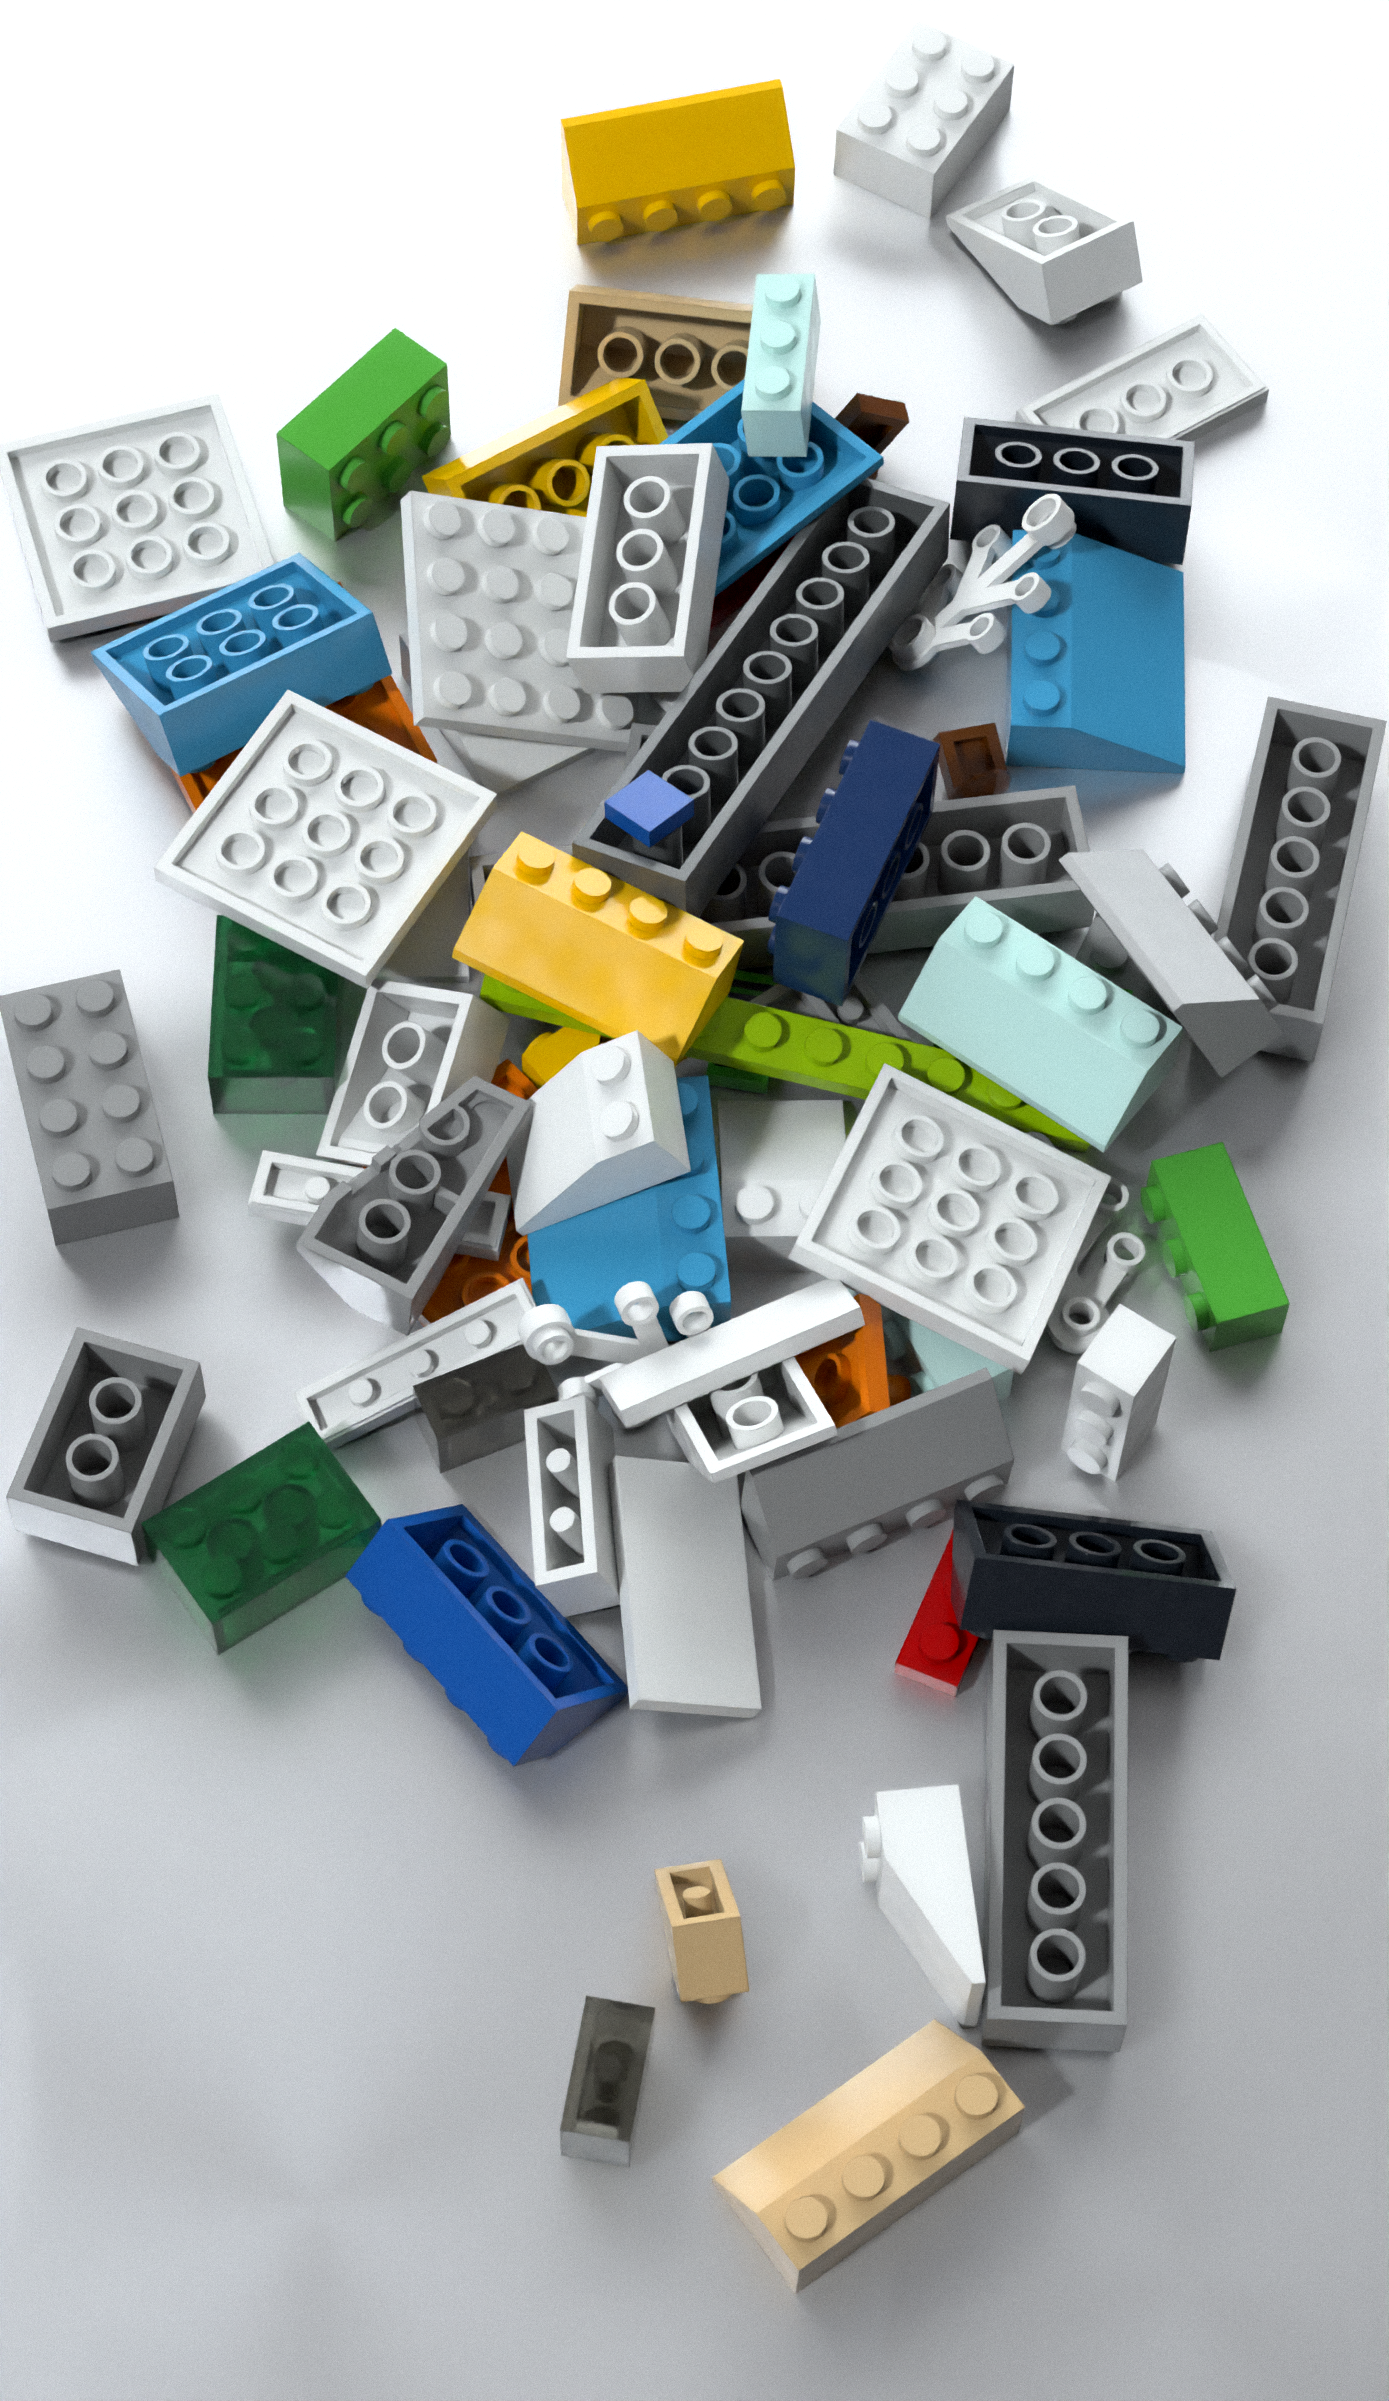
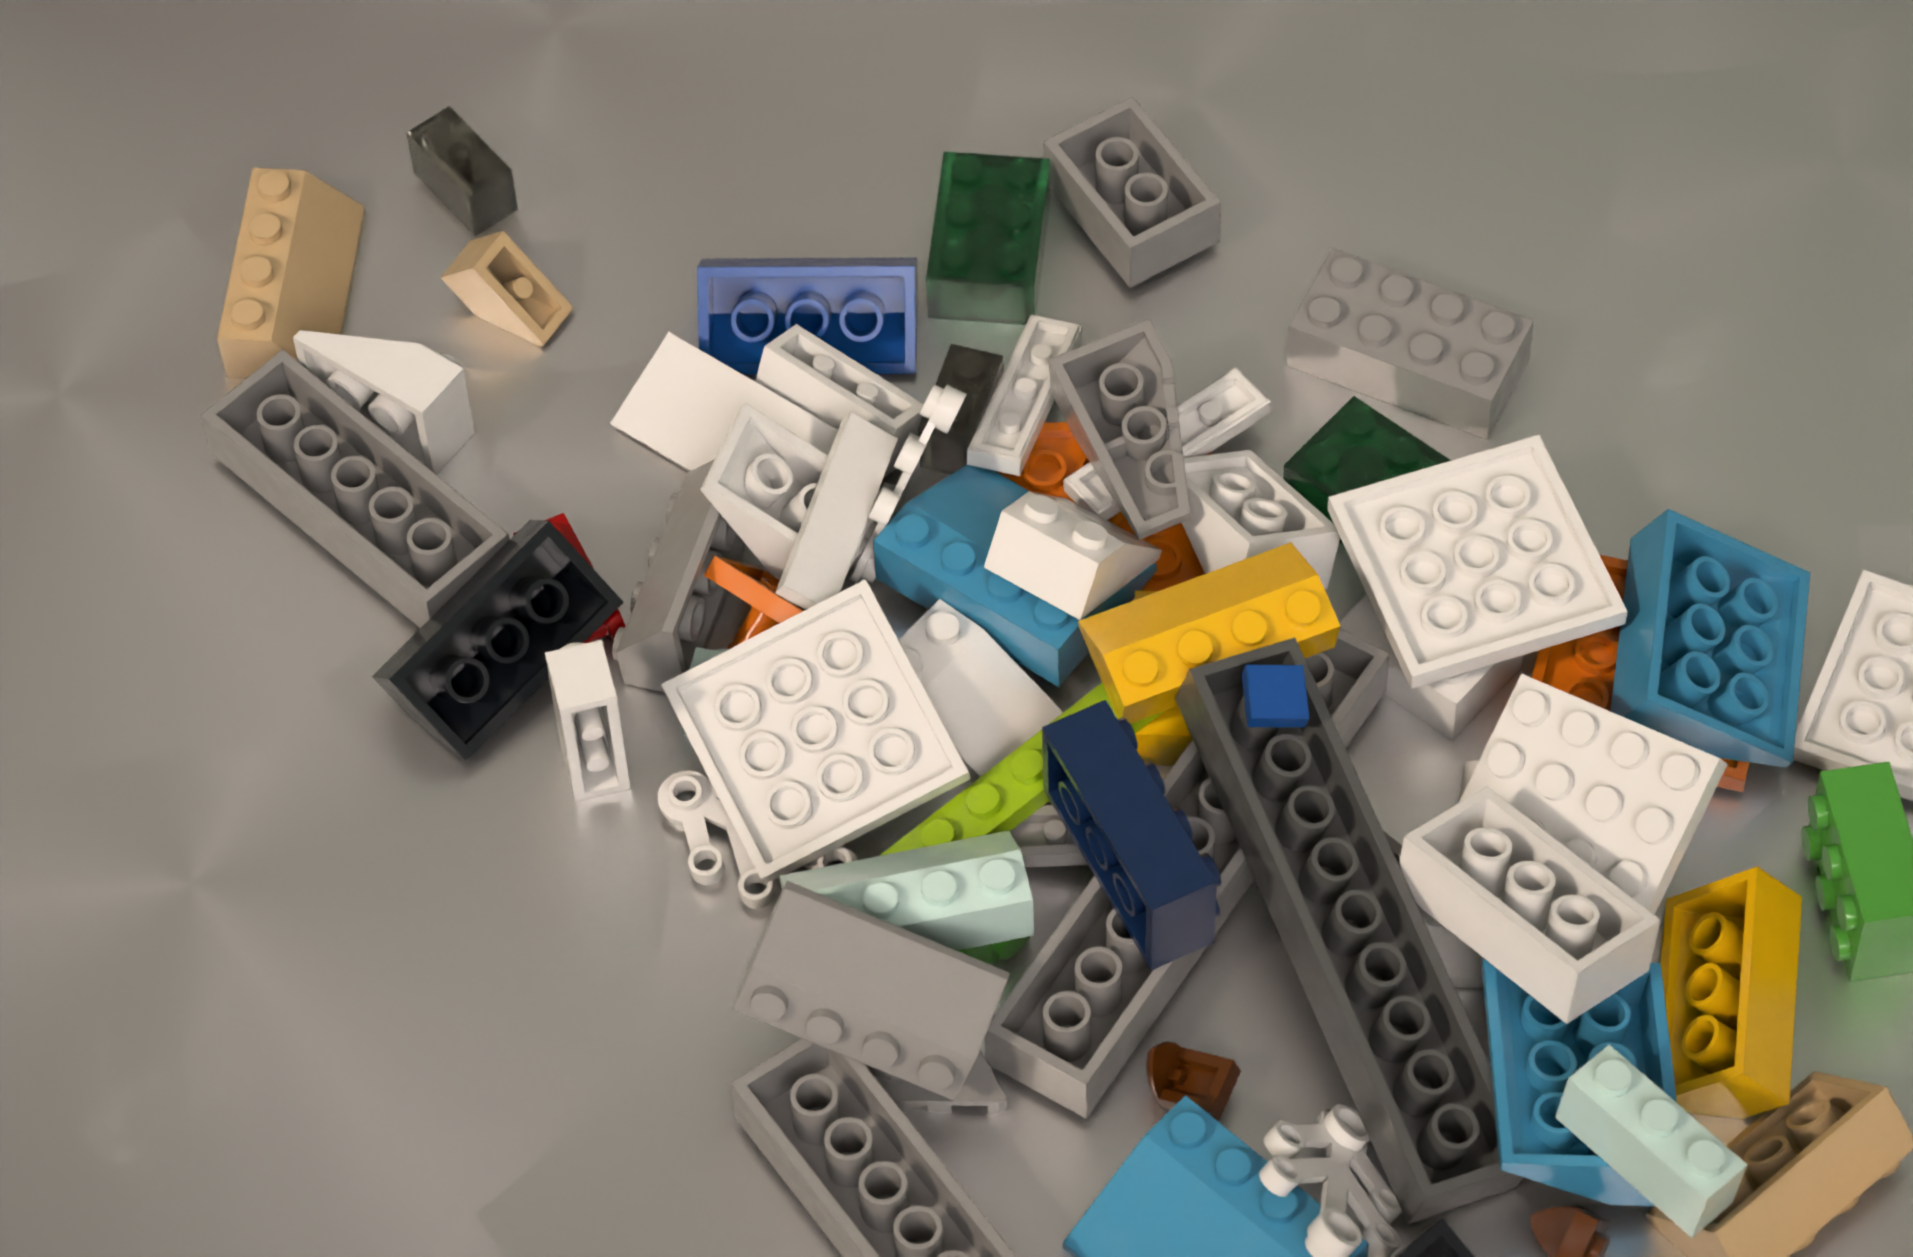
camera: 135 degrees right, 5 degrees down
(1214, 1247) = (652, 917): bright green brick -> none

